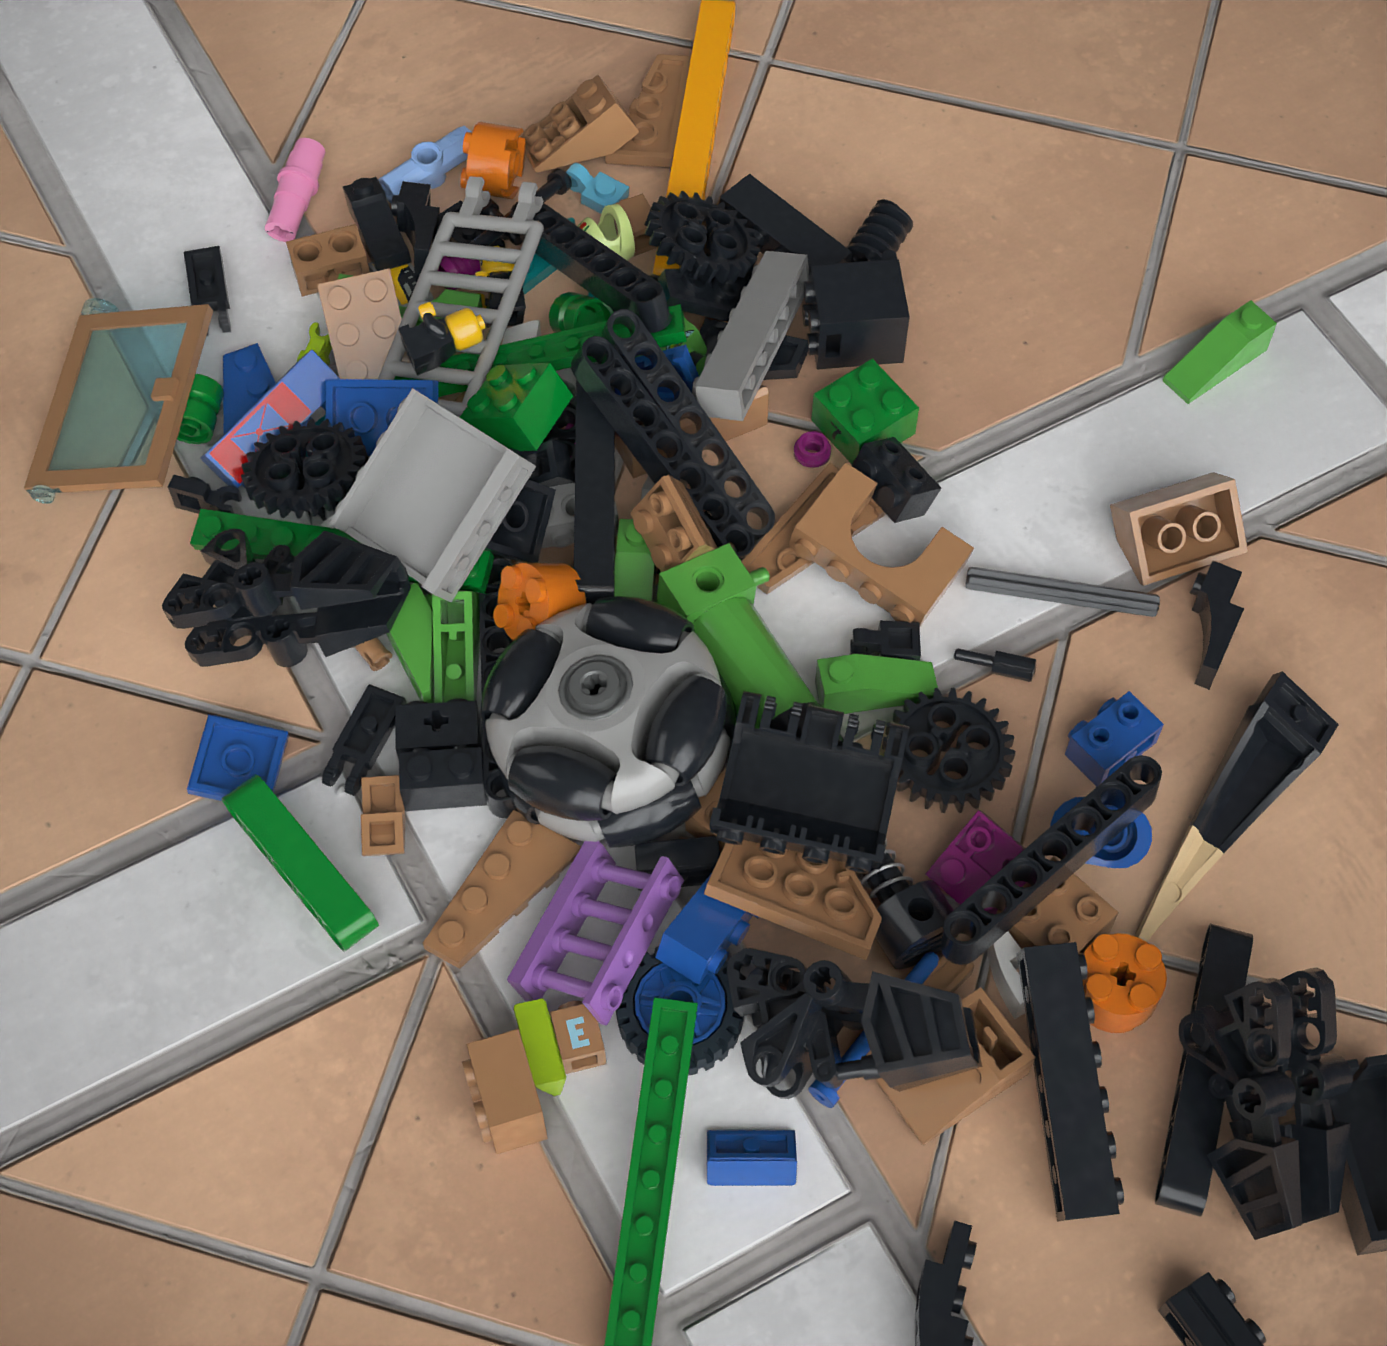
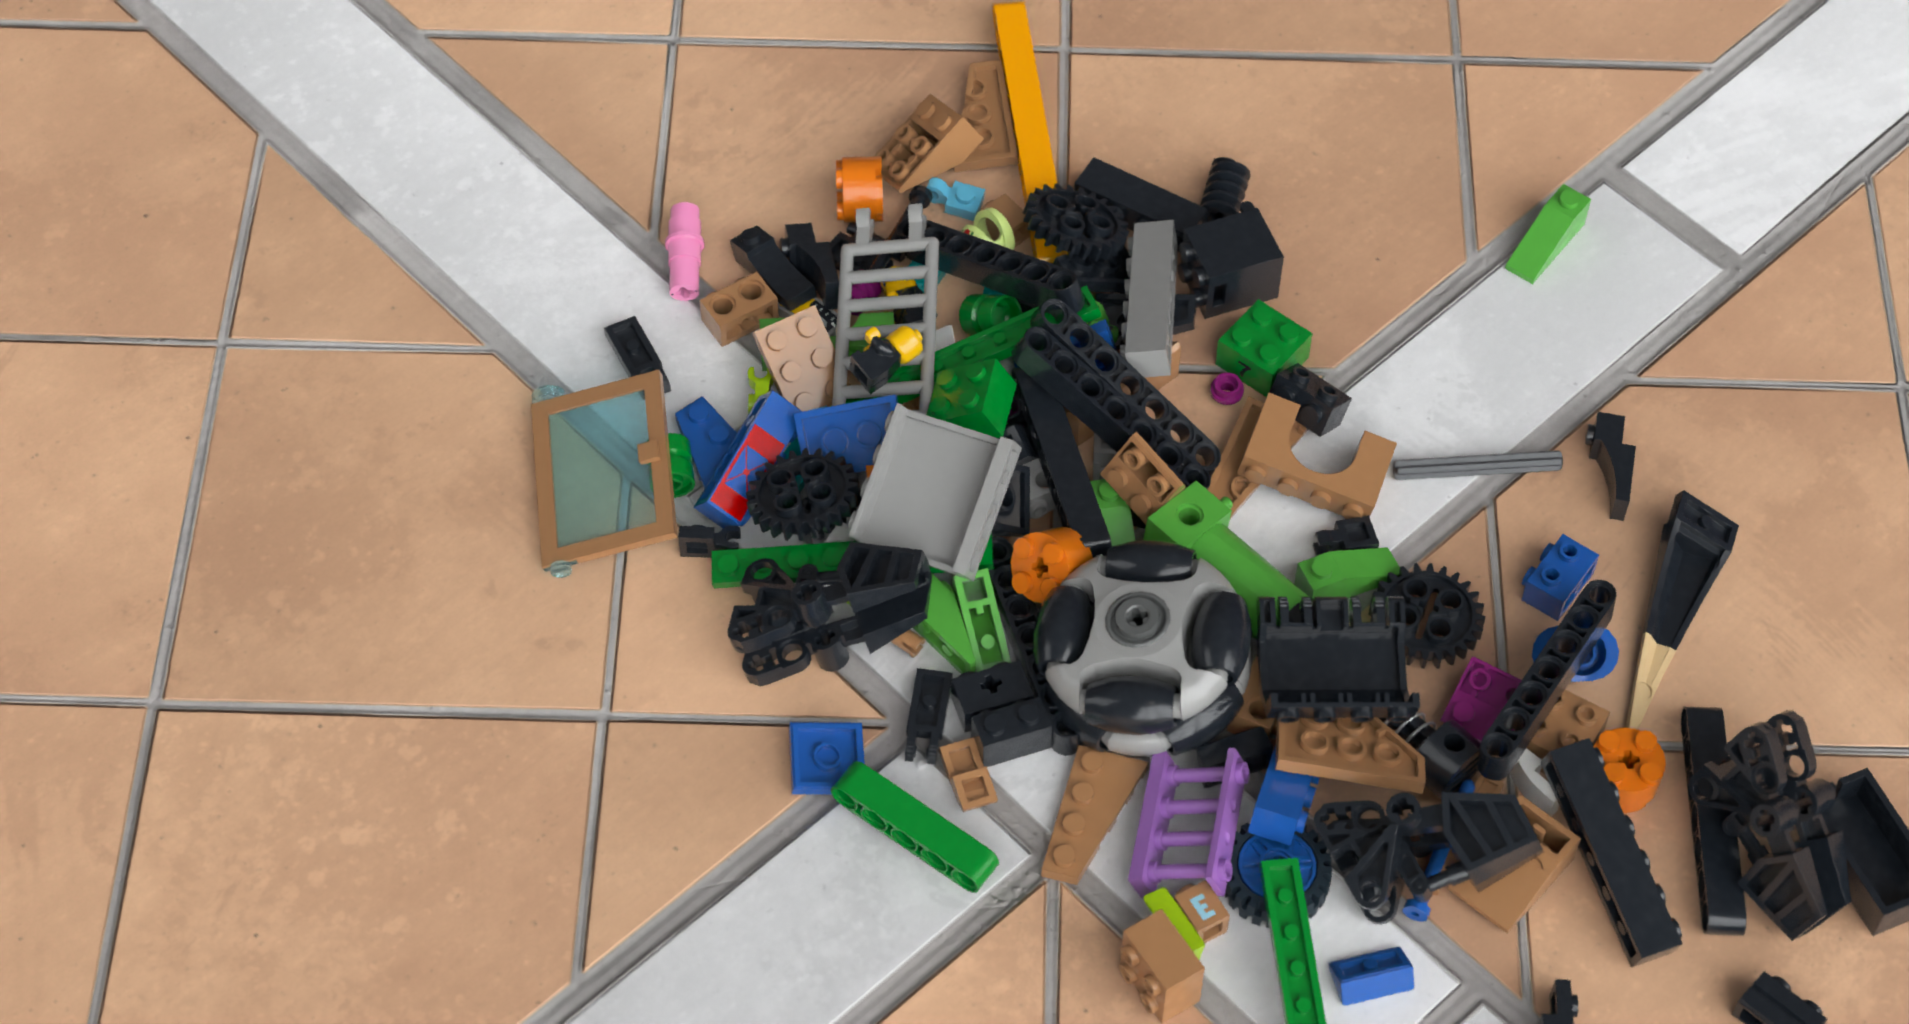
camera: 15 degrees left, 5 degrees down
(427, 163) = (800, 201): light blue piece -> none
(1001, 664) = (1446, 535): black axle -> none
(1180, 527) = (1560, 390): medium nougat slope -> none

